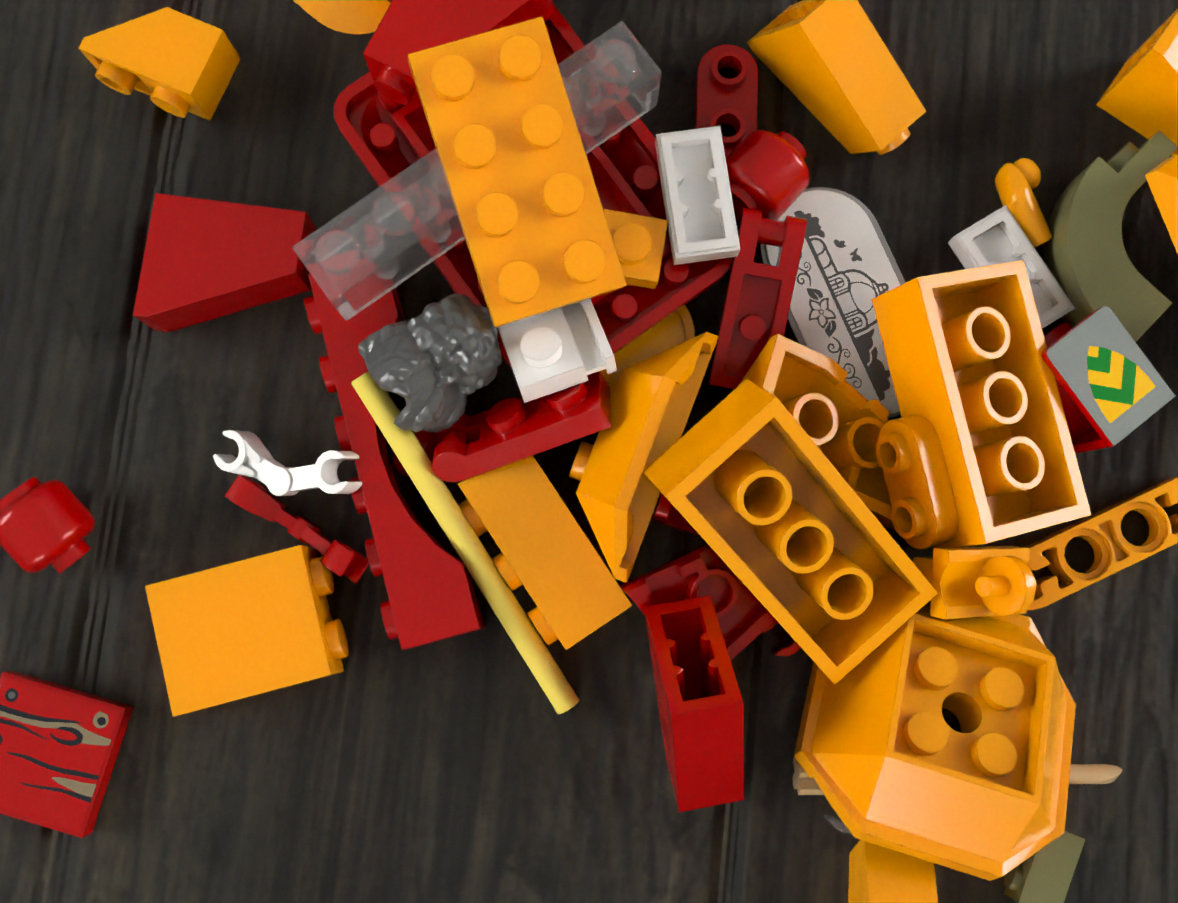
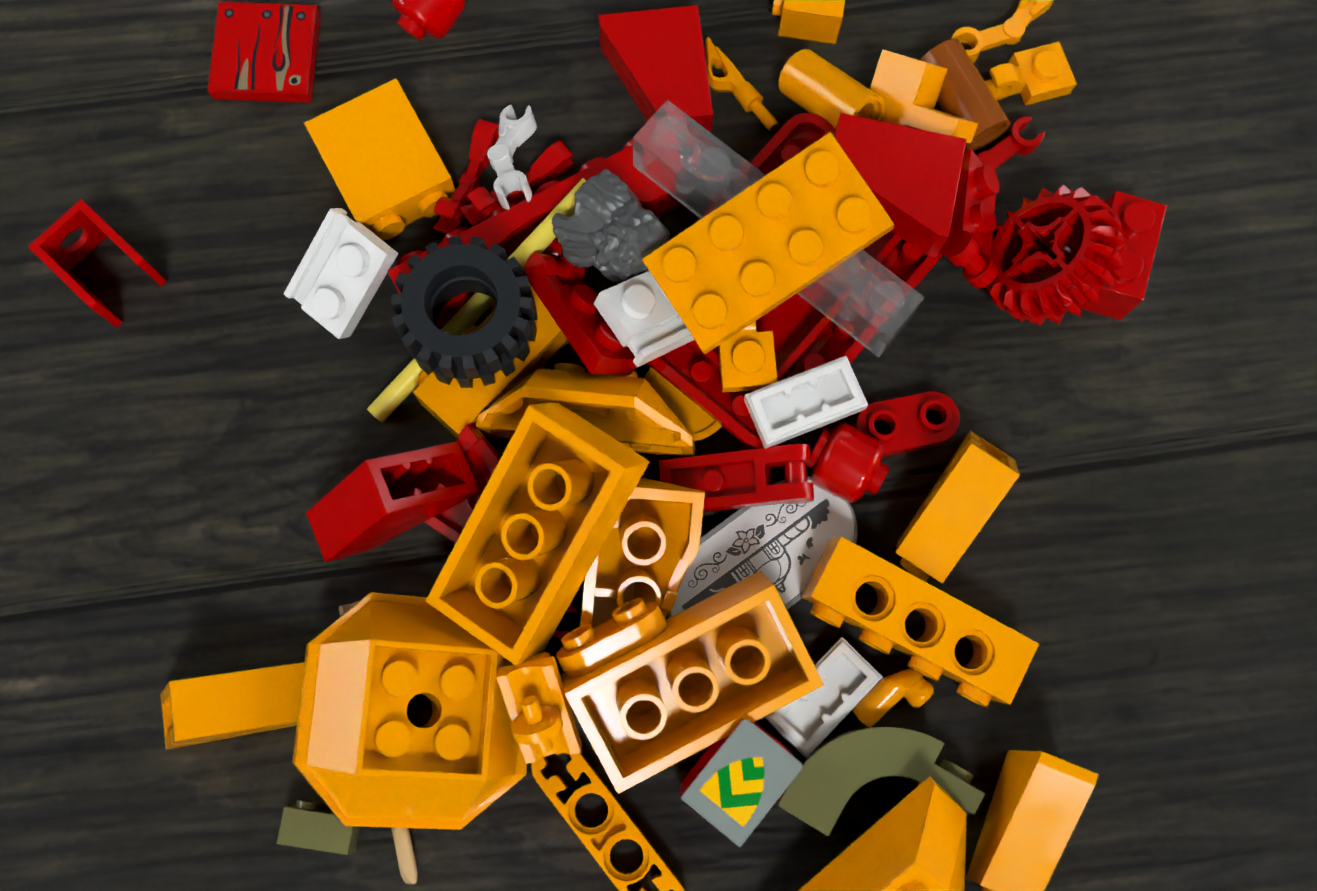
camera: 75 degrees right, 5 degrees down
(271, 178) = (735, 83): none -> light orange hand
(309, 430) = (550, 165): none -> red piece
(313, 72) = (827, 90): none -> light orange pin
(384, 710) = (340, 273): none -> white plate
(436, 546) = (457, 271): none -> black tyre
(1015, 83) = (998, 651): none -> light orange brick

